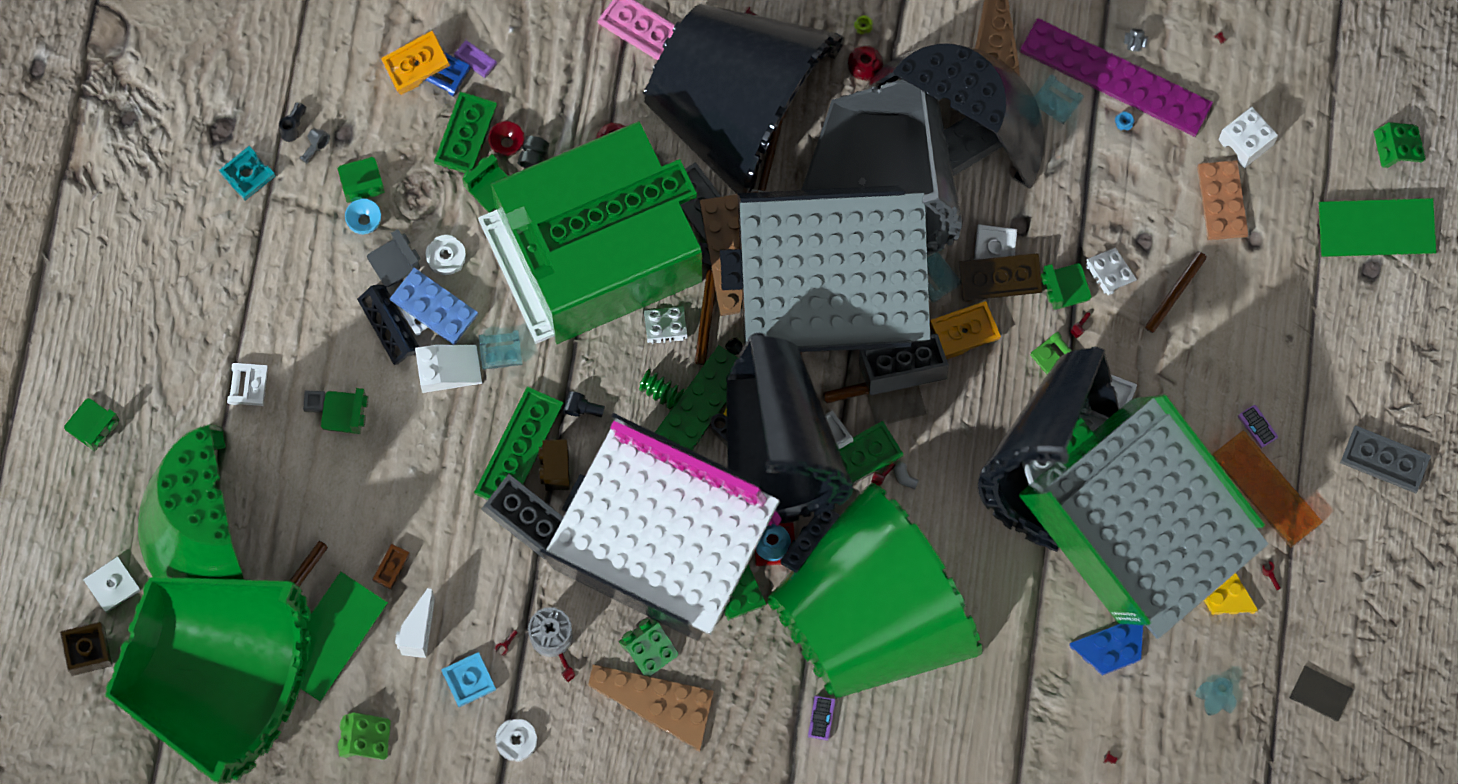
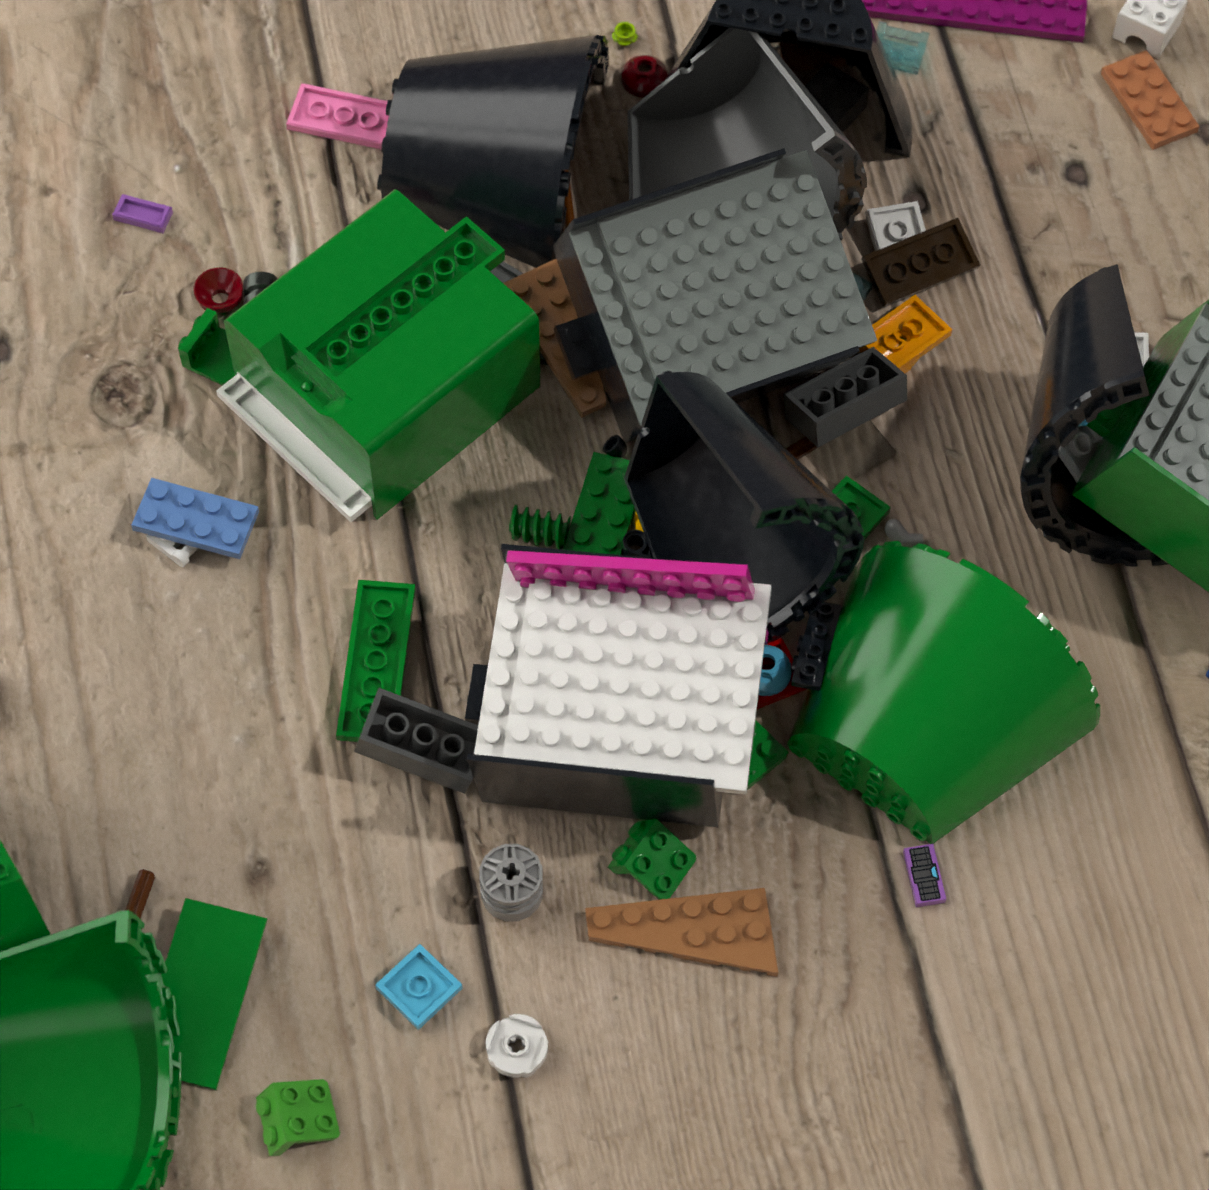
camera: 20 degrees left, 10 degrees down
(314, 401) = (70, 691): dark grey tile -> none
(344, 411) = (118, 690): green bracket -> none
(359, 208) = (57, 429): medium azure piece -> none
(360, 179) = (40, 397): green bracket -> none
(391, 566) = (254, 871): reddish brown plate -> none
(392, 320) = (146, 554): black fence -> none
(394, 259) = (120, 479): dark grey bracket -> none
(401, 62) = (46, 240): light orange piece -> none
(415, 630) = (321, 949): white slope -> none
(437, 248) = (187, 468): white plate -> none
(447, 367) = (239, 590): white slope -> none
(456, 72) = (111, 231): blue plate -> none
(465, 132) = (161, 300): green plate -> none
(500, 355) = (306, 554): clear light blue plate -> none
(506, 643) = (453, 920): dark red hand -> none
(555, 462) = (435, 663): dark brown brick -> none
(568, 674) = (555, 929): dark red hand -> none
(577, 405) = (435, 582): black pin -> none
(665, 324) = (515, 447): white hinge -> none
(705, 320) = (563, 427): reddish brown axle -> none
(878, 478) = (868, 545): dark red hand -> none
(1045, 354) = (1022, 340): bright green plate -> none
(1065, 285) = (1005, 249): green bracket -> none
(1077, 329) = (1042, 295): dark red hand -> none
(1110, 270) = (1052, 214): white hinge -> none
(1127, 117) = (991, 46): dark azure plate -> none
(1175, 292) = (1142, 217): reddish brown axle -> none

